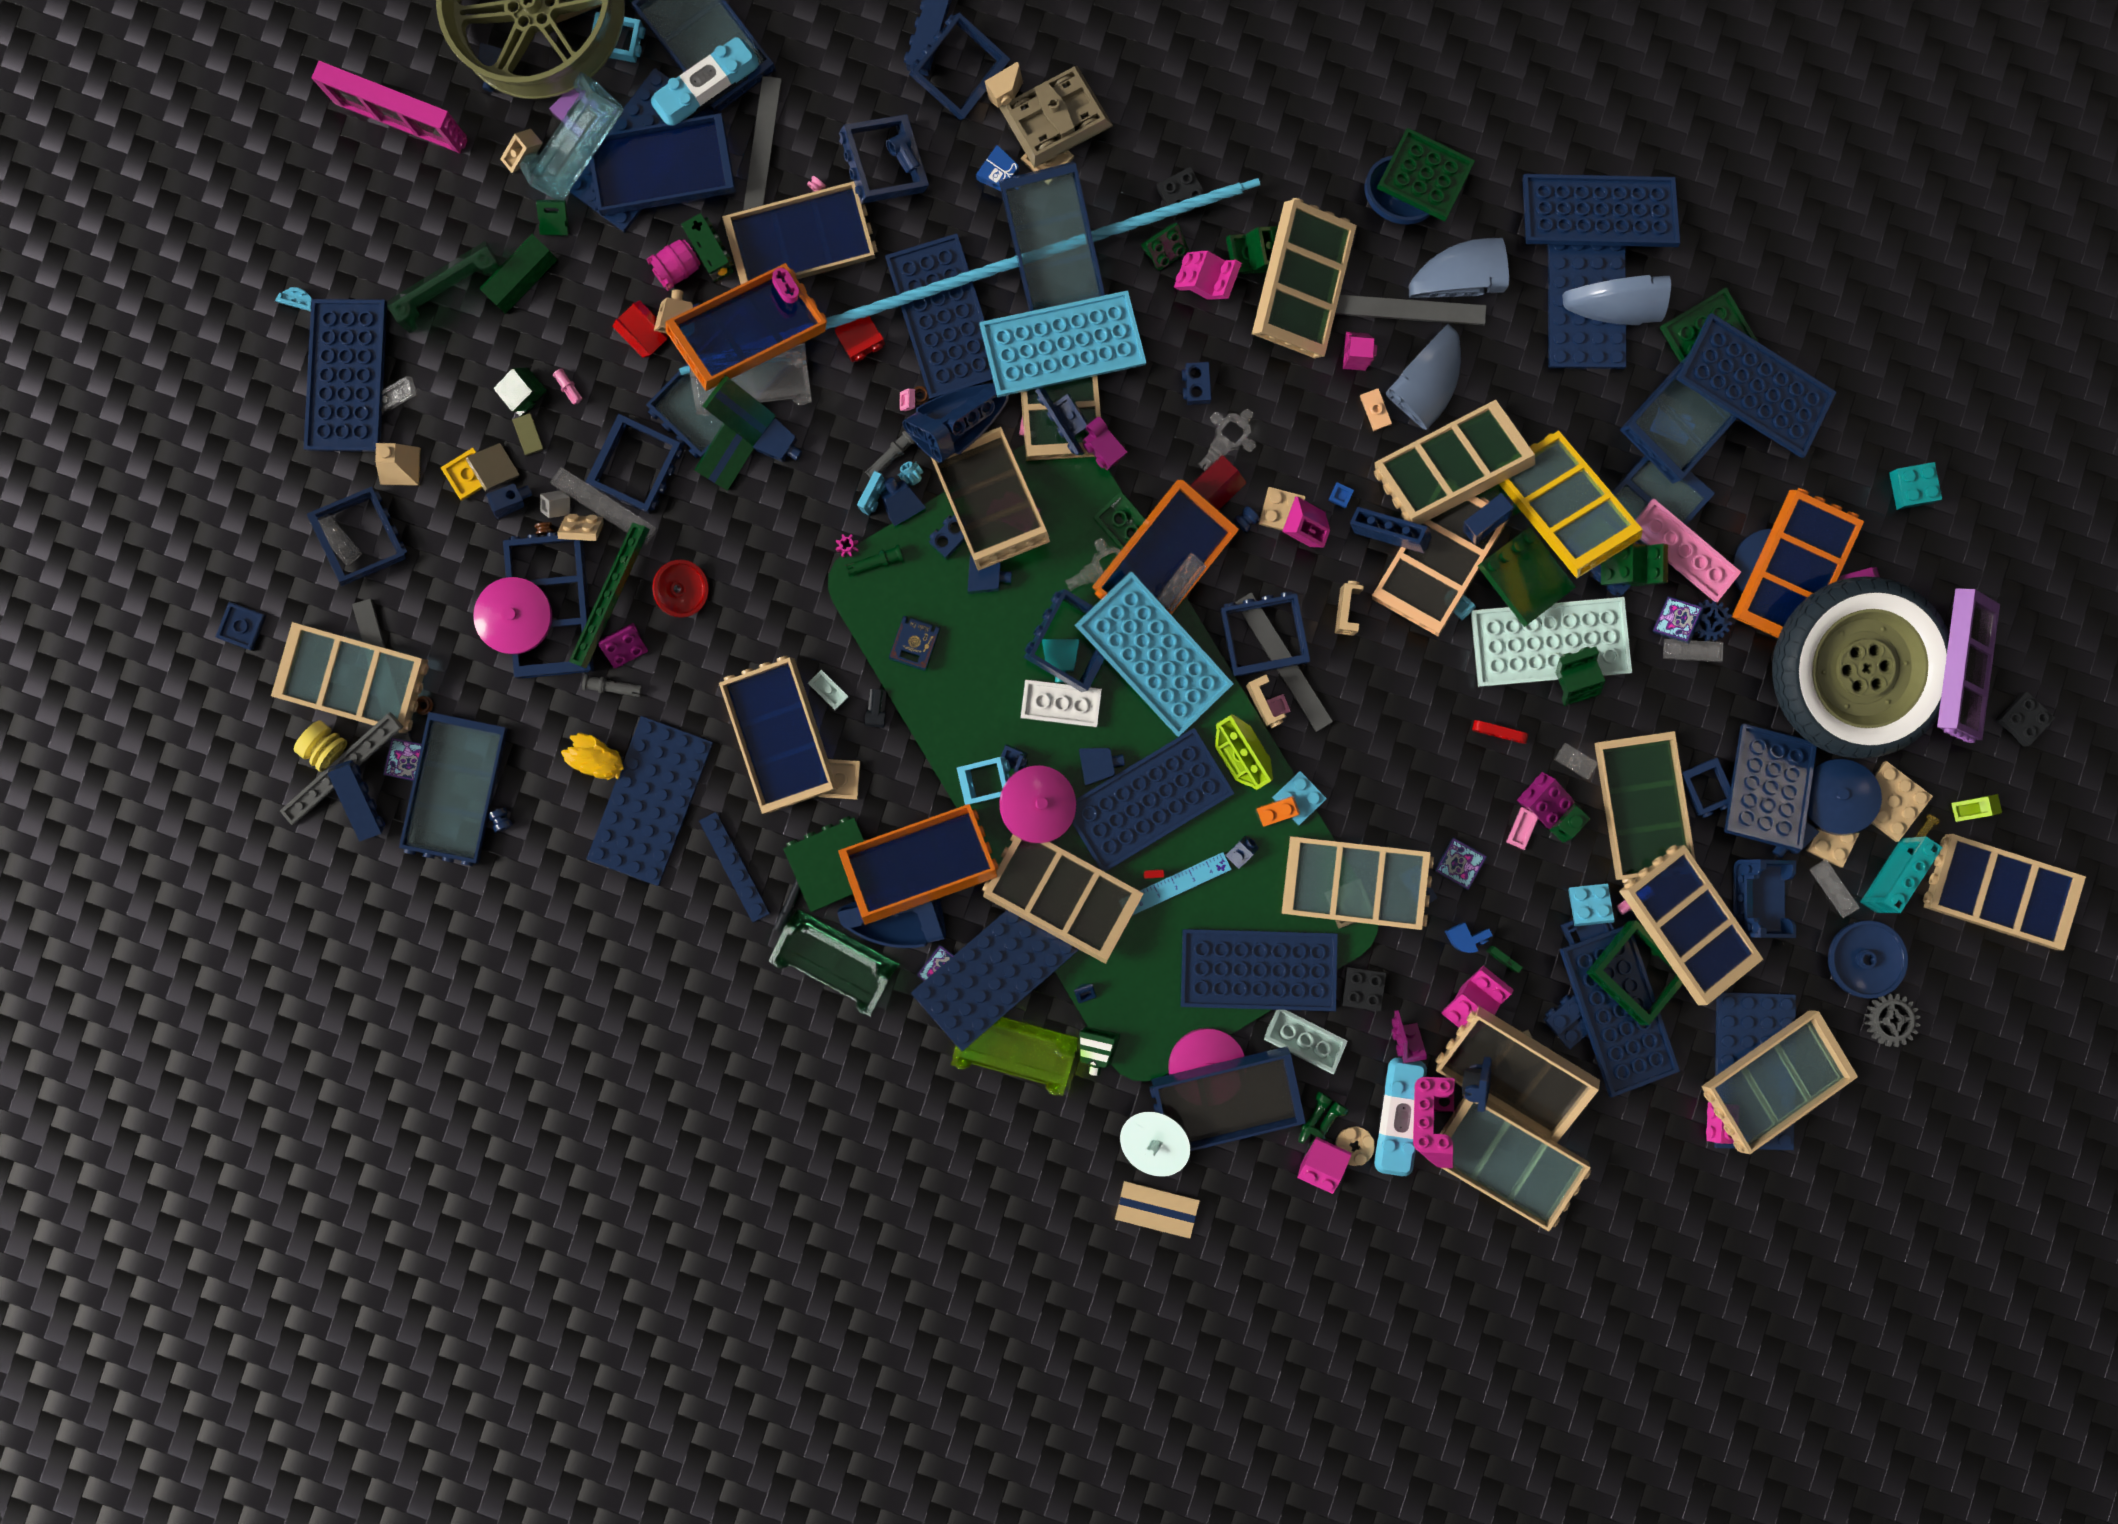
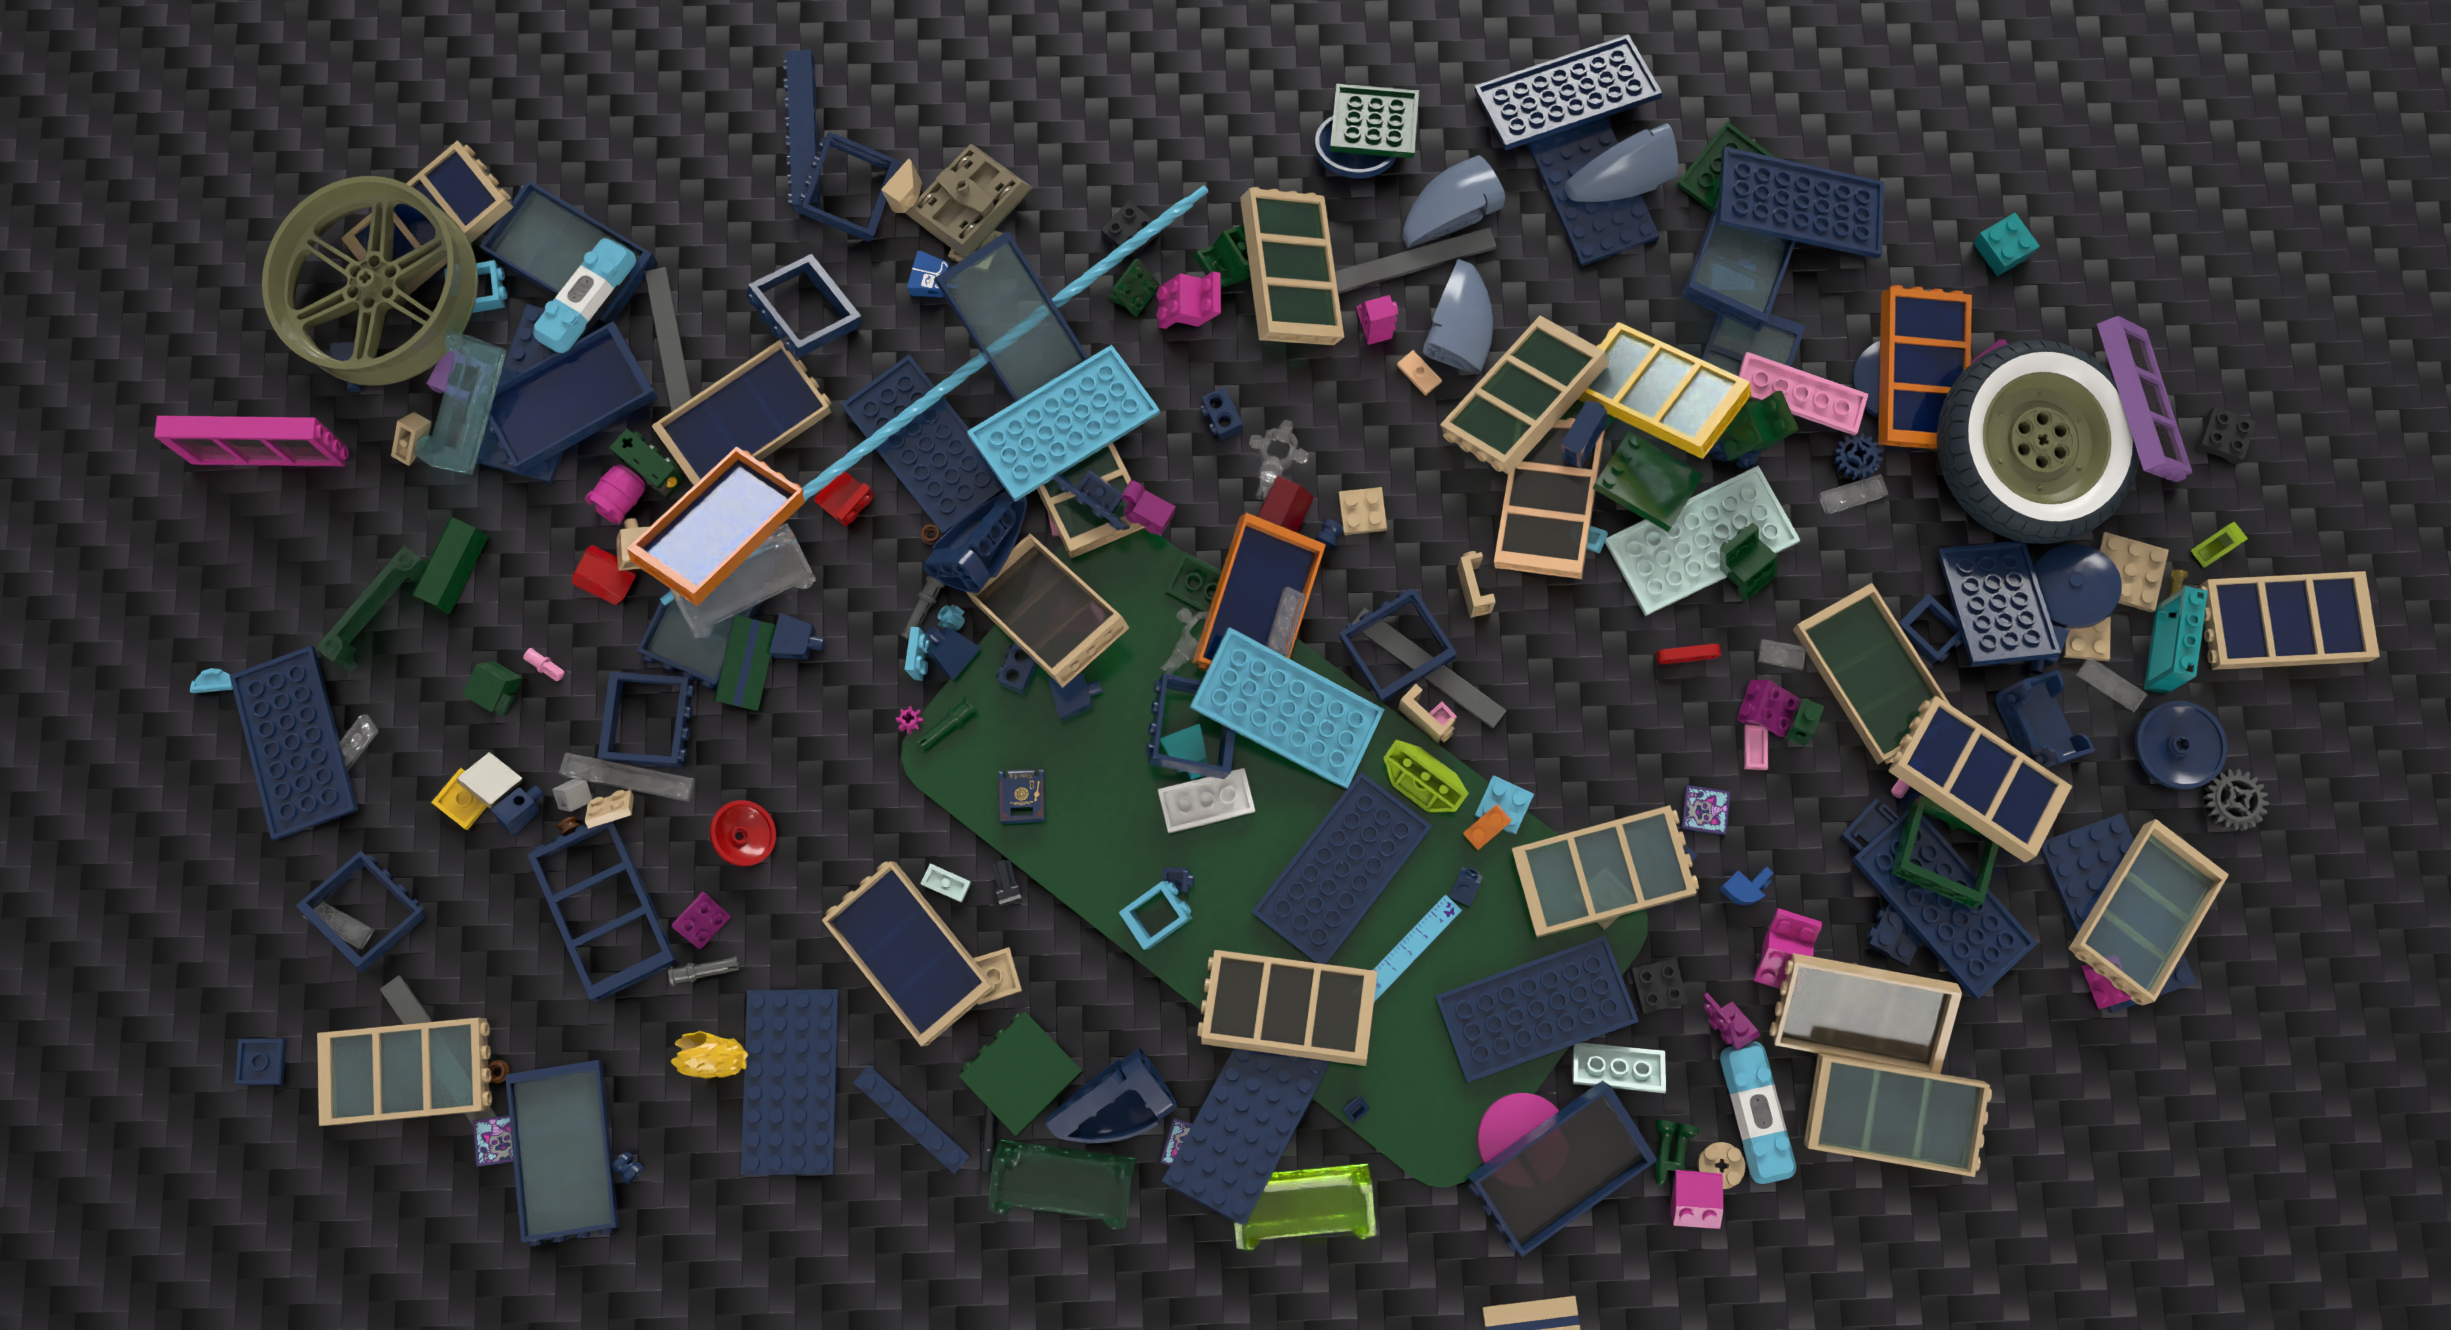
camera: 20 degrees left, 10 degrees down
(320, 745) = (393, 1160): light yellow wheel -> none
(356, 800) = (454, 1206): dark blue brick -> none
(358, 752) = (426, 1178): dark grey tile -> none
(398, 464) = (382, 816): tan slope -> none
(512, 615) = (565, 932): dark pink dish -> none
(528, 434) = (517, 732): olive tile -> none
(552, 221) = (468, 499): dark green piece -> none
(609, 595) = (666, 870): dark green plate -> none
(738, 410) = (740, 616): dark green tile -> none
(788, 283) = (747, 465): dark pink beam -> none
(816, 184) = (740, 358): bright pink bush -> none
(901, 148) = (817, 287): dark blue piece -> none
(907, 399) = (919, 543): bright pink tile -> none
(918, 863) = (1116, 1033): clear blue window -> none
(1037, 804) = (1223, 917): dark pink dish -> none
(1097, 1048) = (1394, 1166): dark green torso -> none
(1098, 764) = (1272, 850): dark blue torso -> none
(1154, 874) = (1379, 947): red tile -> none
(1155, 1144) = (1500, 1249): light aqua piece -> none
(1307, 524) = (1395, 514): dark pink slope -> none
(1340, 495) = (1418, 472): blue plate -> none
(1390, 530) = (1486, 485): dark blue brick -> none
(1434, 1147) = (1813, 1126): dark pink windscreen -> none
(1477, 1083) = (1827, 1039): dark blue piece -> none
(1504, 959) = (1796, 894): dark green piece -> none
(1591, 905) = (1864, 800): medium azure plate -> none
(1678, 620) = (1825, 467): tile -> none

